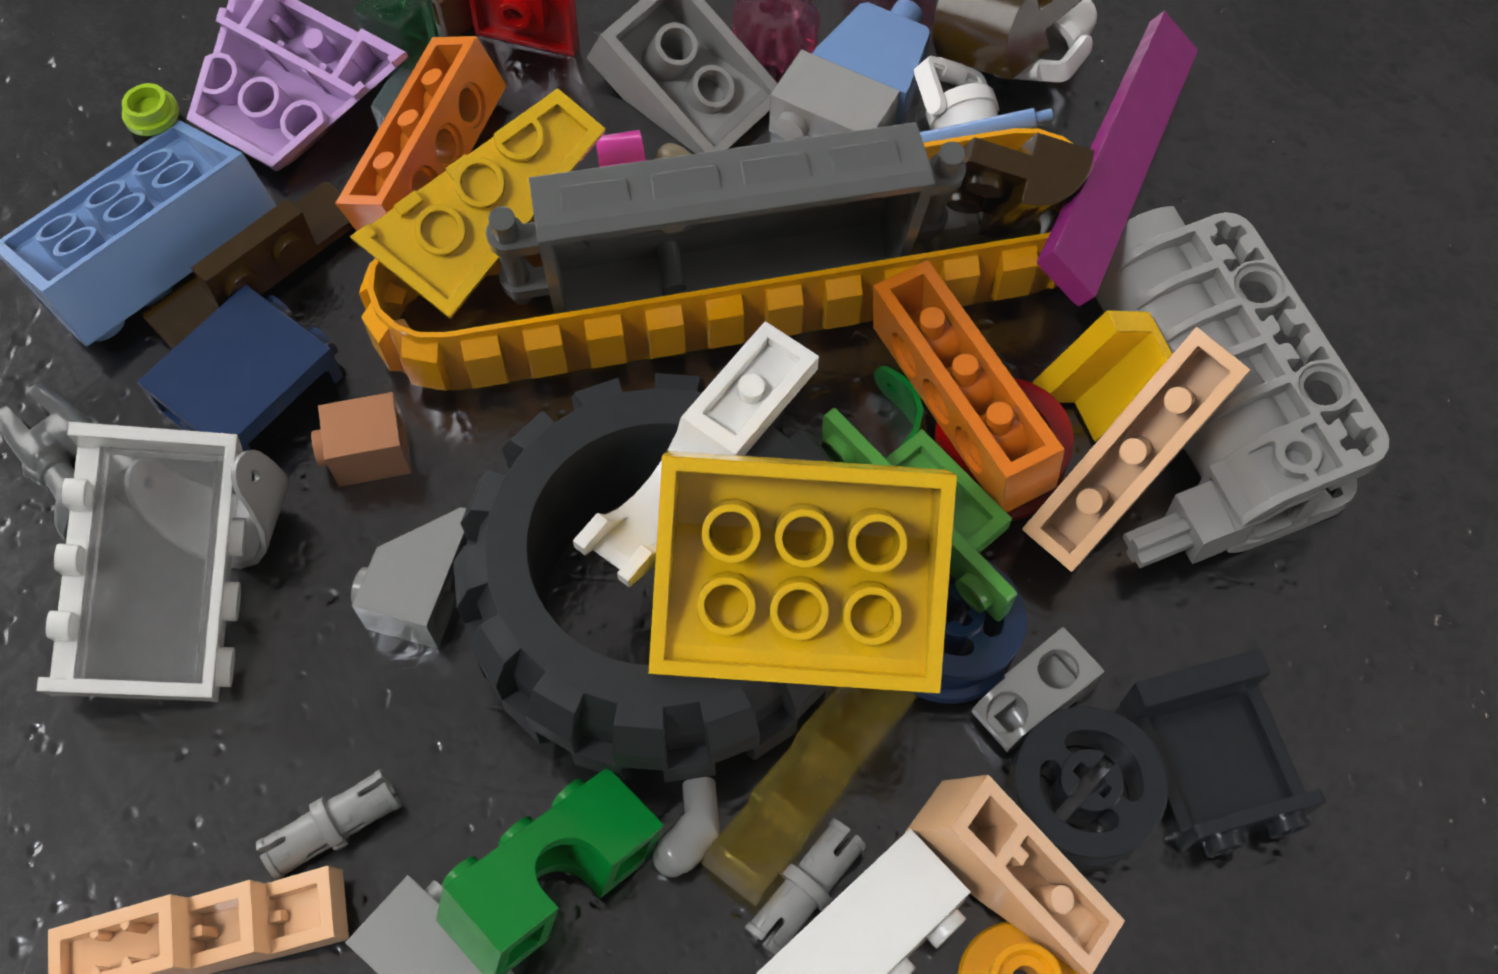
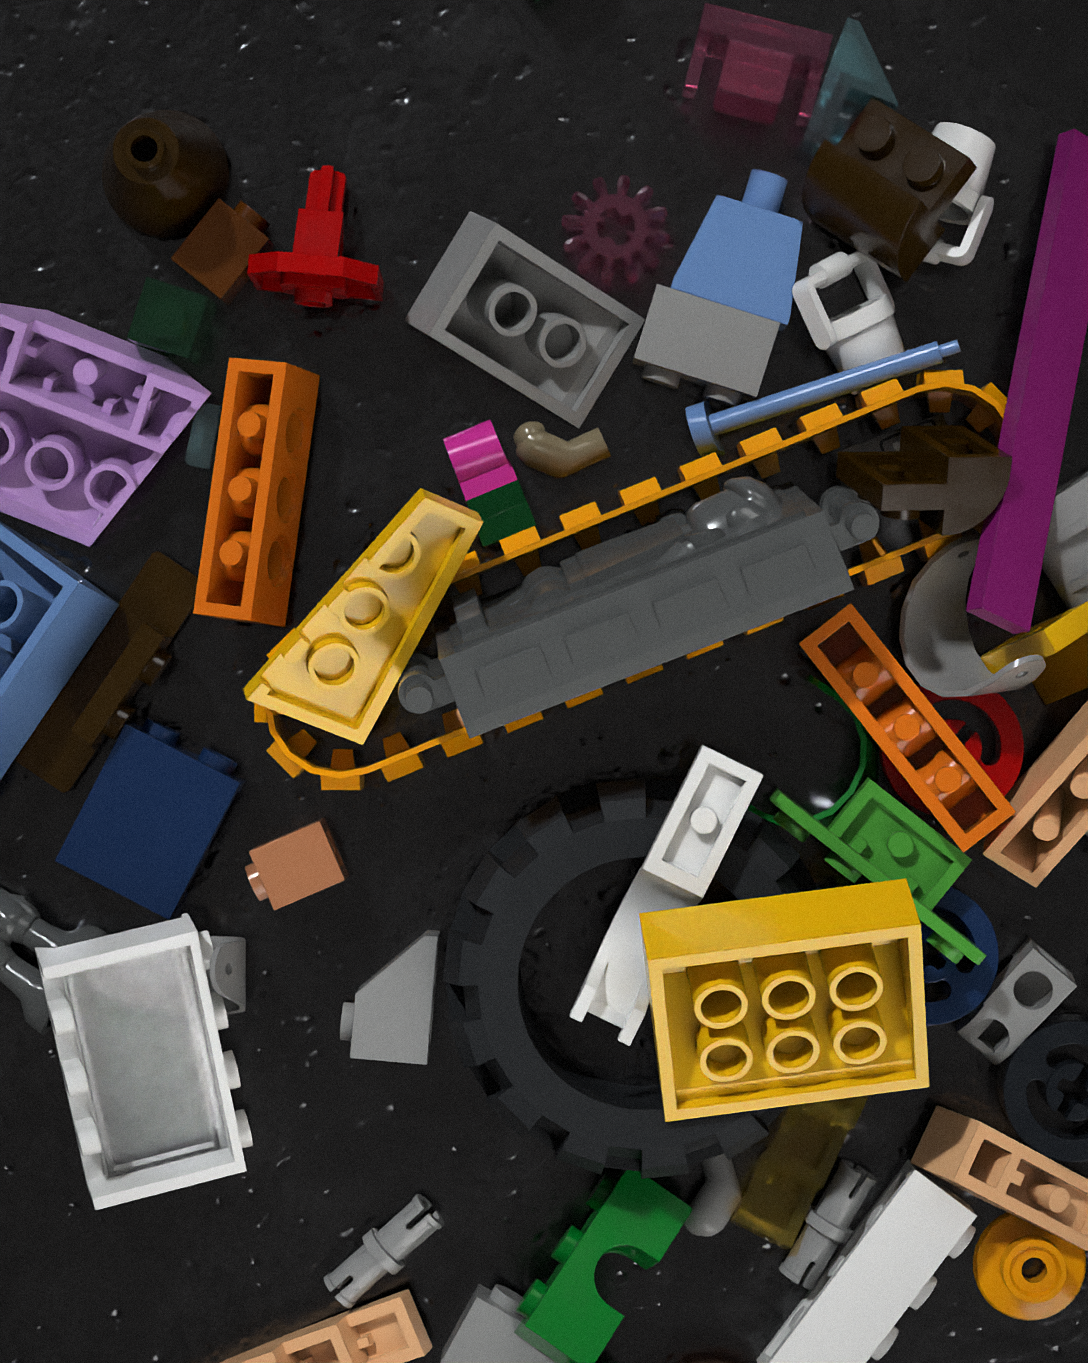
camera: 10 degrees left, 25 degrees up
(1006, 322) = (937, 634): none -> light grey piece

